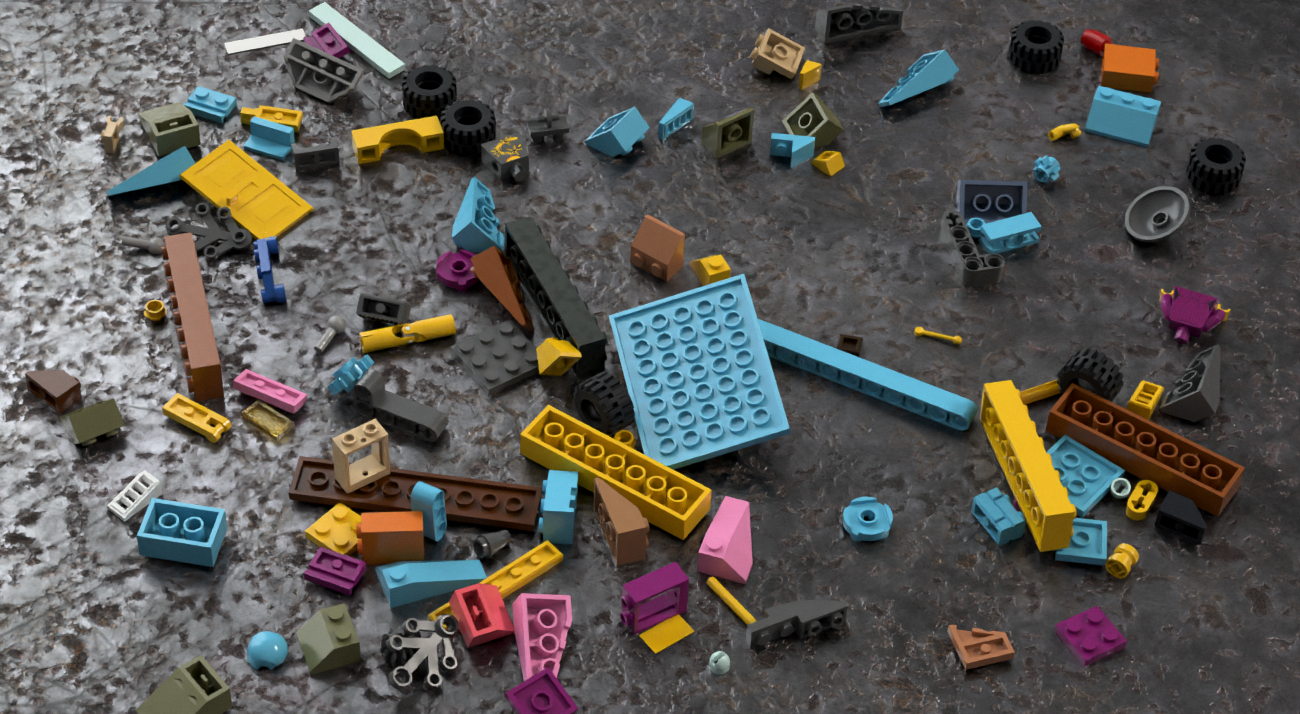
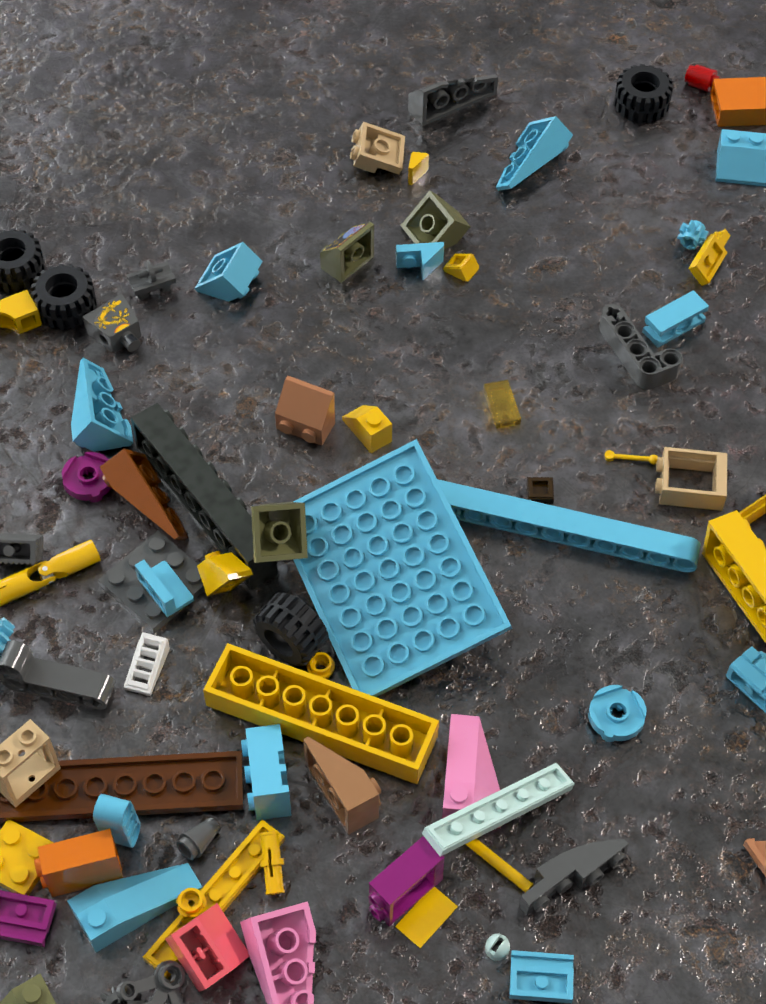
camera: 10 degrees left, 10 degrees up
(475, 577) = (185, 897): none -> yellow plate
(481, 400) = (149, 646): none -> white slope
(504, 358) = (164, 586): none -> medium azure panel
(548, 568) = (272, 863): none -> yellow pin
(610, 324) = (279, 531): none -> olive slope
(675, 118) = (288, 242): medium azure slope -> none
(745, 561) = (497, 809): none -> light aqua tile
(749, 687) = (541, 976): none -> medium azure plate
(834, 275) = (502, 404): none -> clear yellow tile
(974, 227) = (637, 316): medium azure plate -> none
(987, 344) = (698, 461): none -> tan window
(991, 199) = (646, 283): sand blue slope -> none
(1057, 190) = (709, 257): none -> yellow hinge
(1058, 132) = (690, 188): yellow arm -> none

